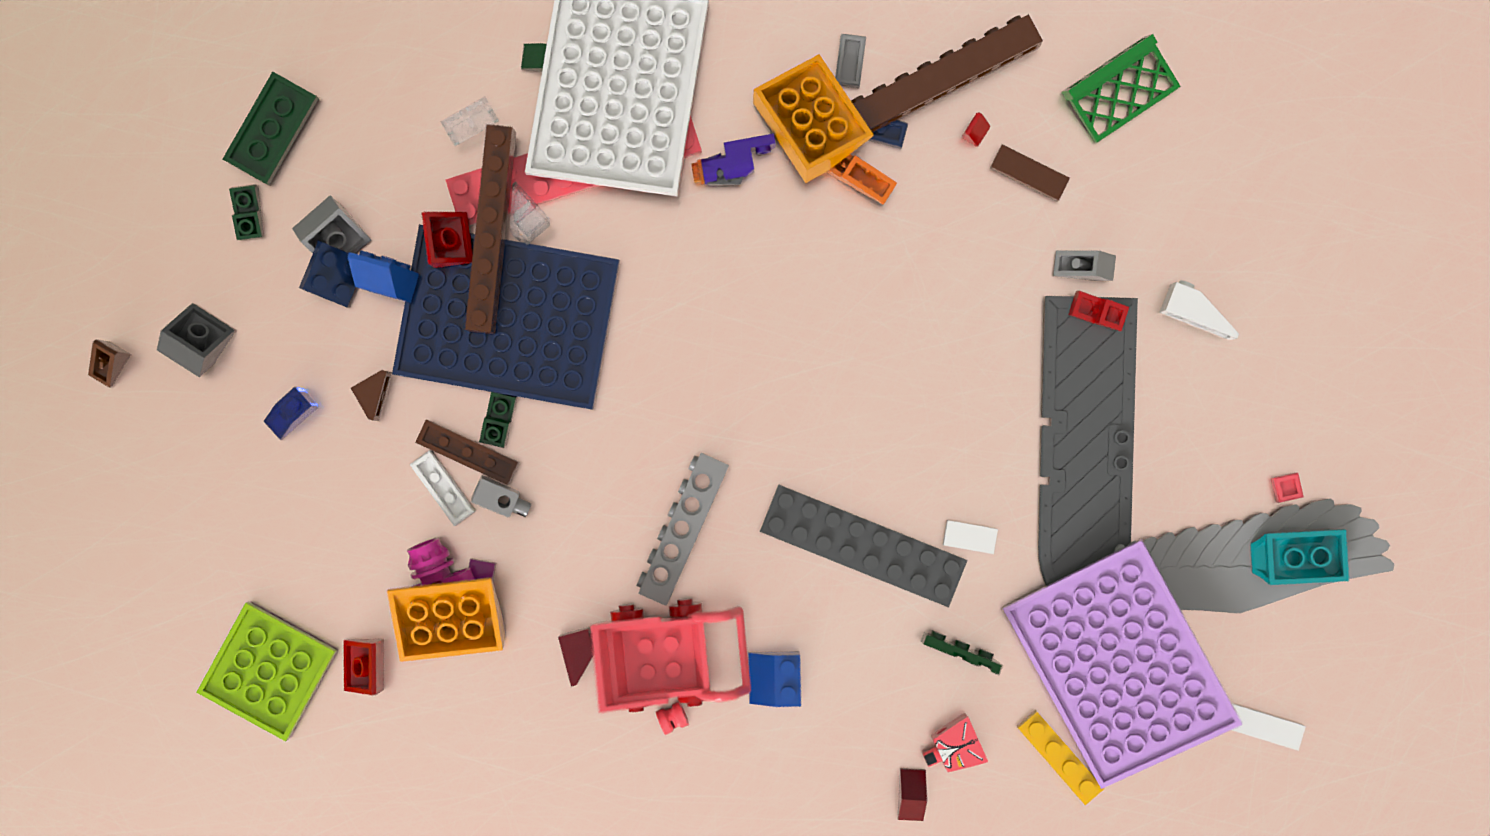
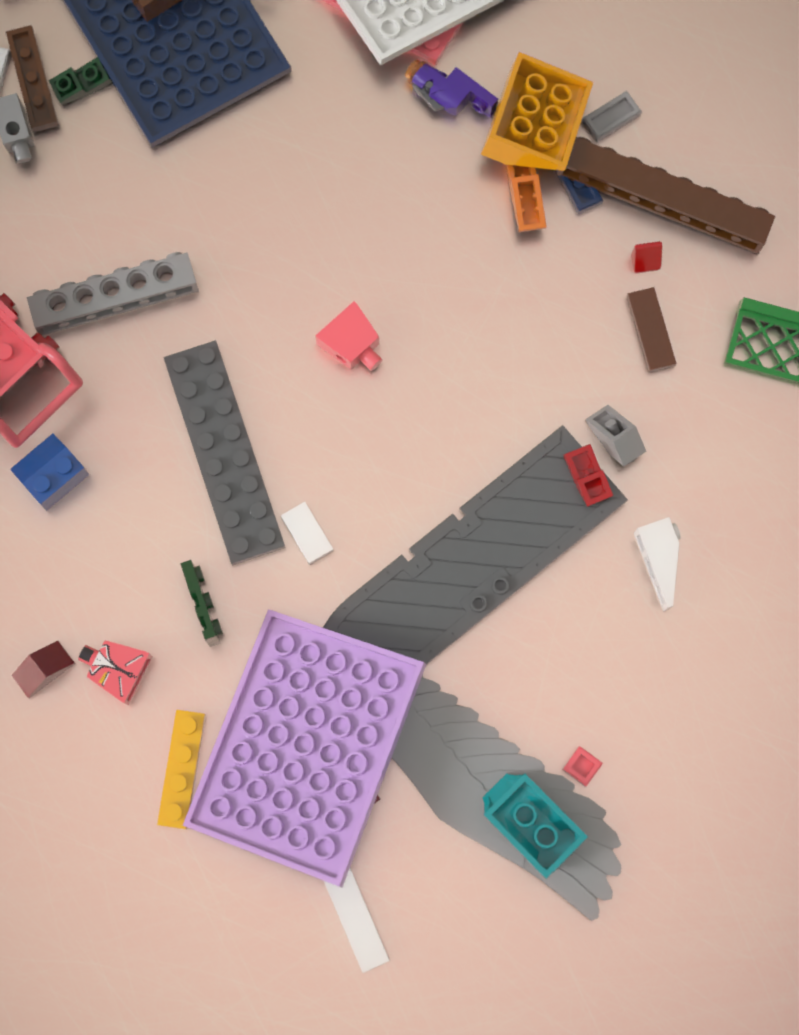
camera: 45 degrees right, 10 degrees down
(860, 389) = (350, 339): none -> coral torso

